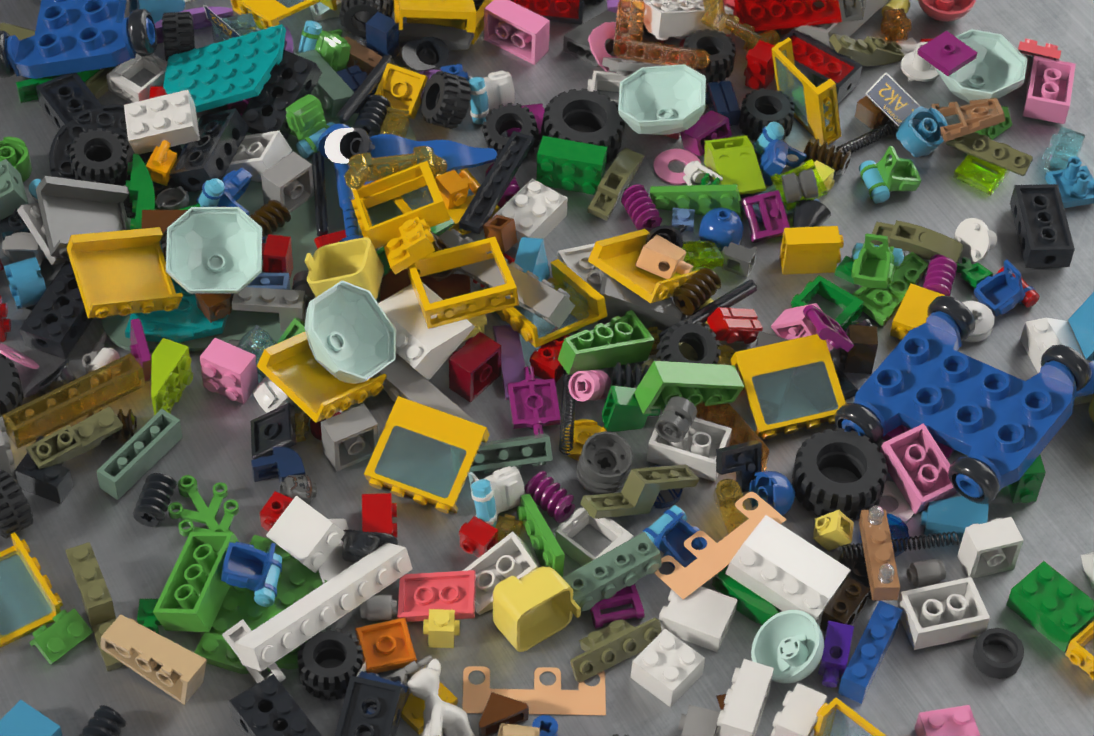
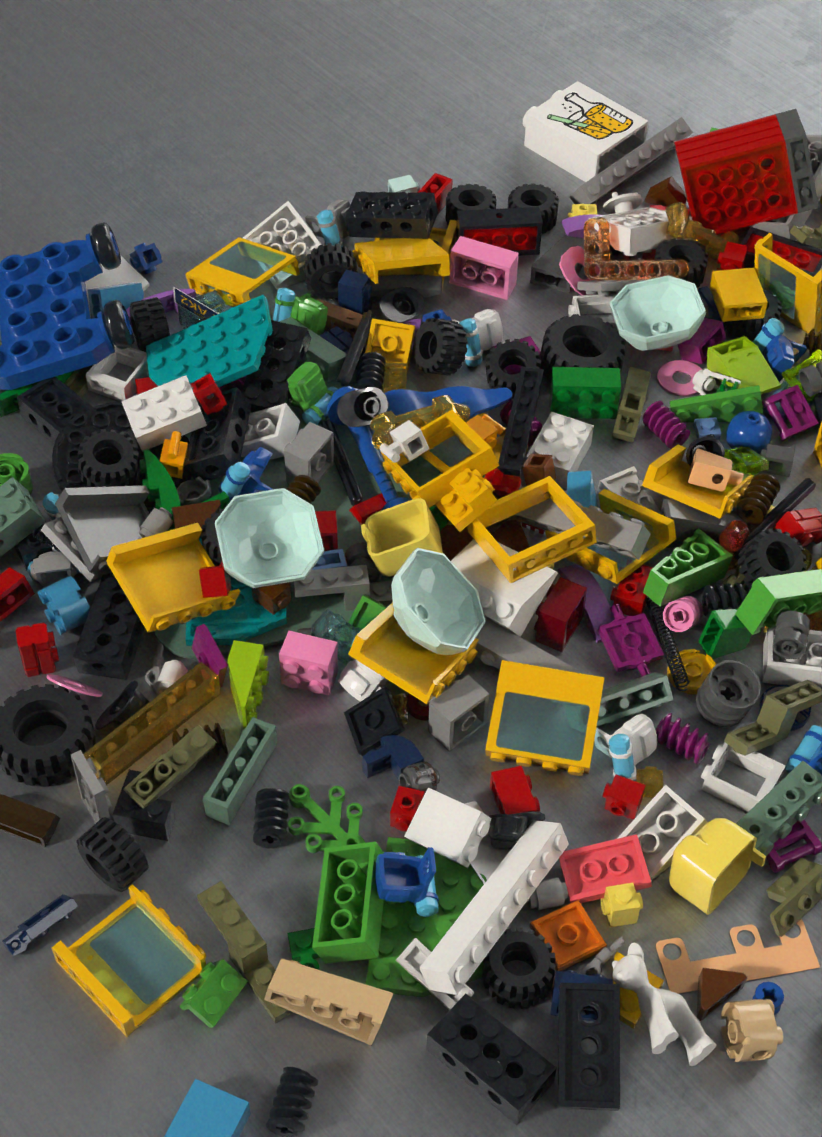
camera: 10 degrees left, 0 degrees up
(126, 220) = (156, 522): none -> light grey brick
(158, 282) = (214, 581): none -> red panel
(200, 105) = (208, 394): none -> red brick
(374, 183) = (407, 441): none -> white brick
(453, 235) = (503, 483): none -> red panel
(541, 537) = (691, 784): bright green wing -> none
(661, 321) = (734, 535): none -> clear red brick
(751, 93) = (738, 294): none -> yellow brick

